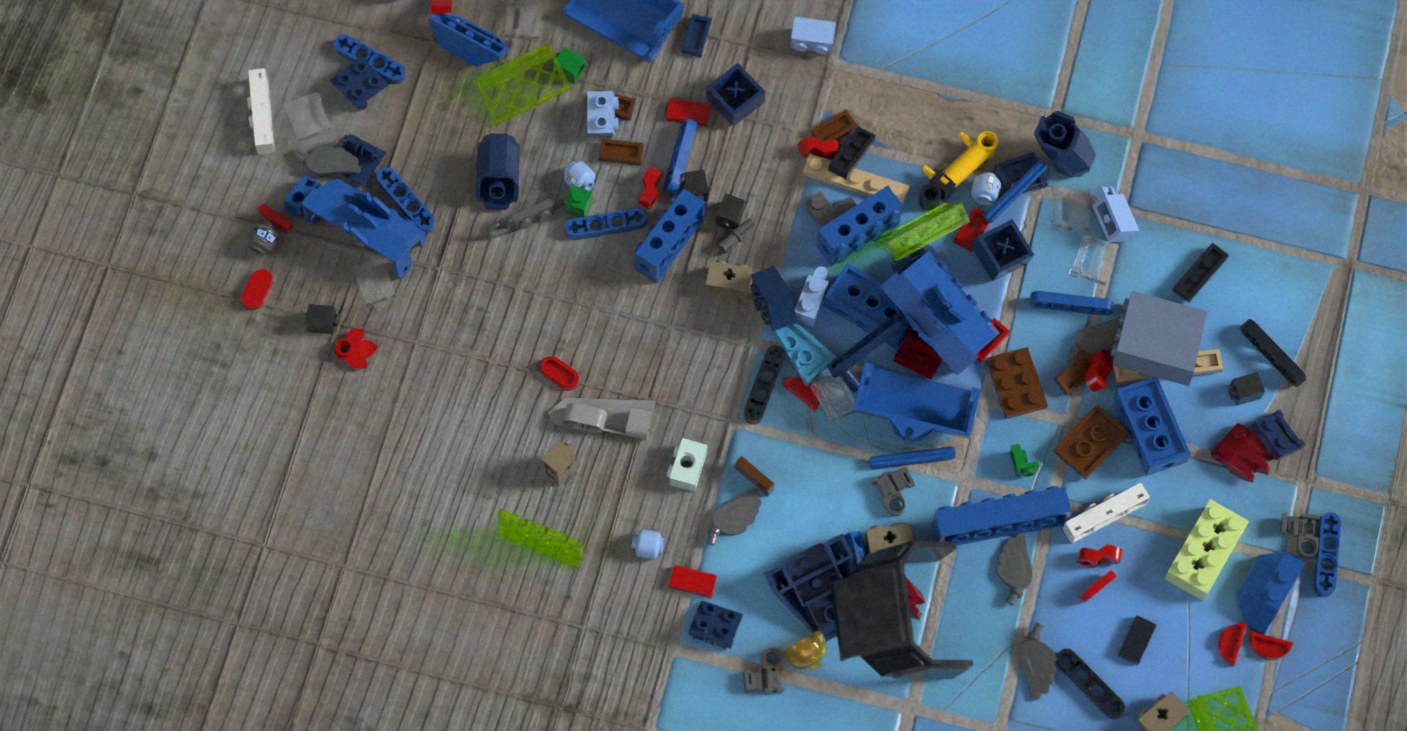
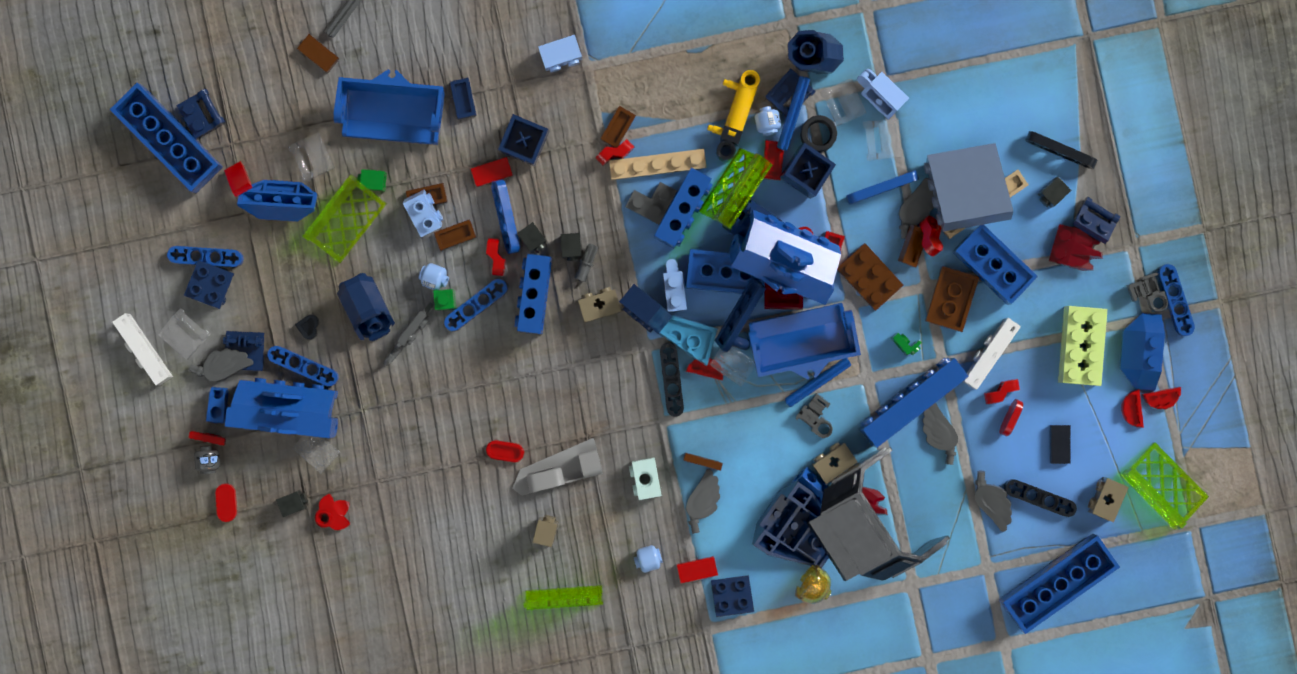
camera: 30 degrees left, 20 degrees up
(431, 167) = (308, 326): none -> black tile
(769, 679) = (793, 618): dark grey piece -> none
(851, 152) = (644, 145): black plate -> none
(1040, 212) = (826, 121): none -> black tyre
(1200, 272) = (973, 108): black plate -> none

